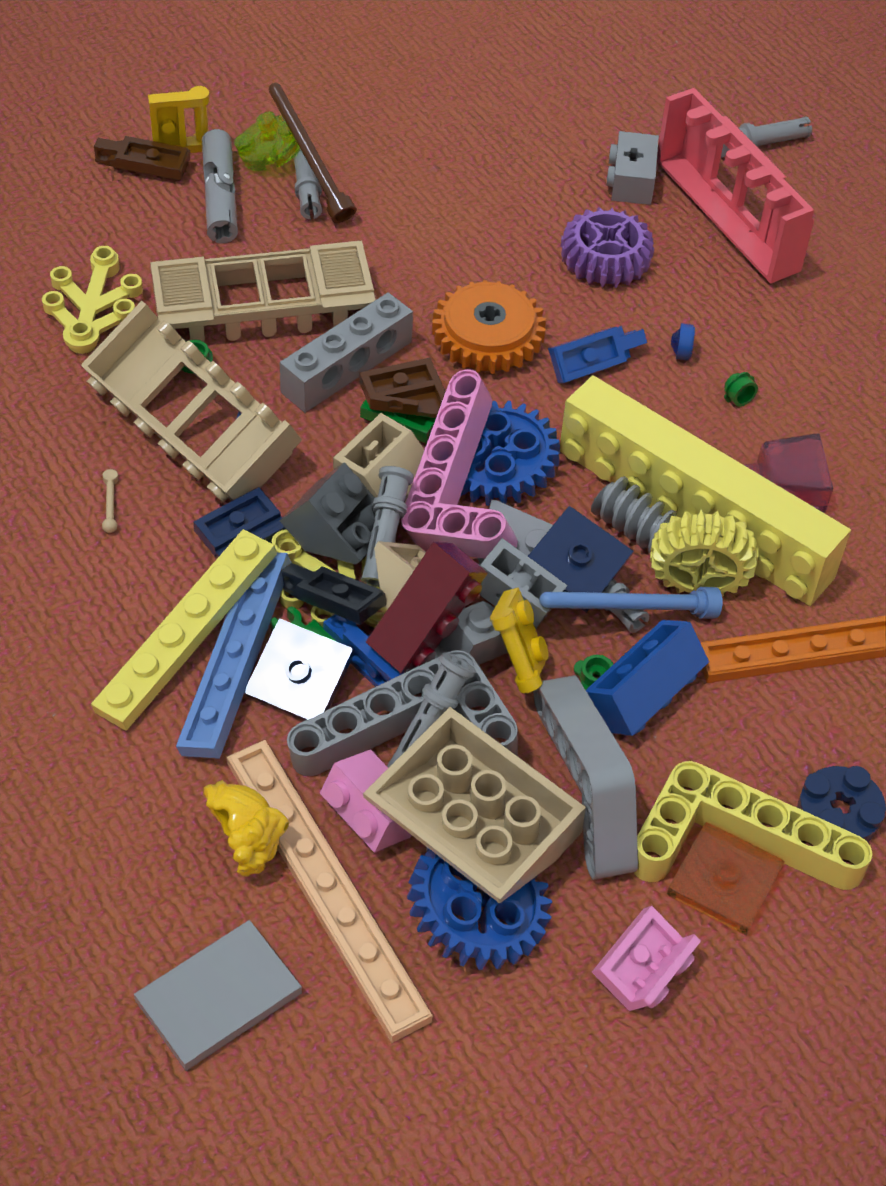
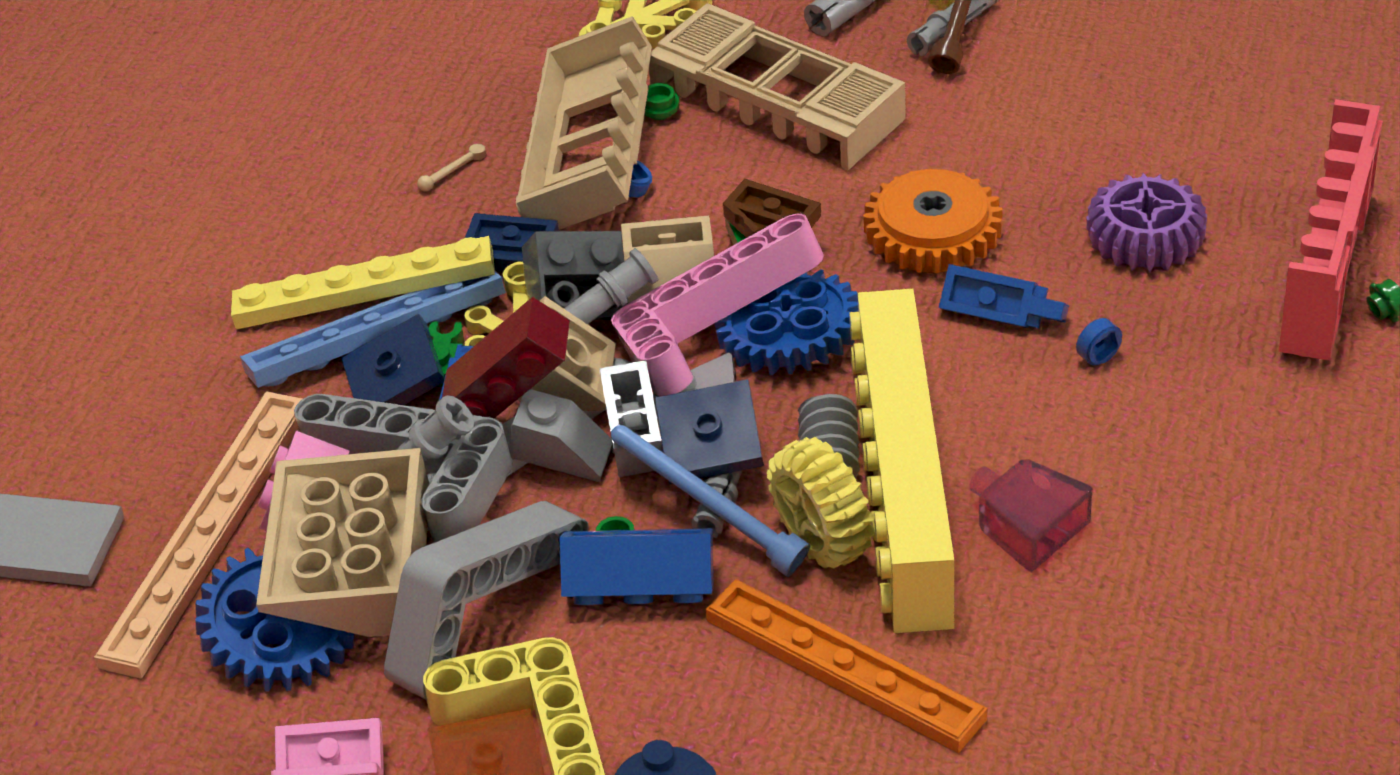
camera: 55 degrees right, 10 degrees down
(248, 822) = (193, 436): yellow hair -> none
(333, 592) = (480, 316): black hinge -> none
(344, 351) = (795, 162): light grey brick -> none
(526, 649) = (575, 452): yellow plate -> none
(634, 167) = (1279, 172): light grey brick -> none
(740, 389) = (1092, 422): green plate -> none

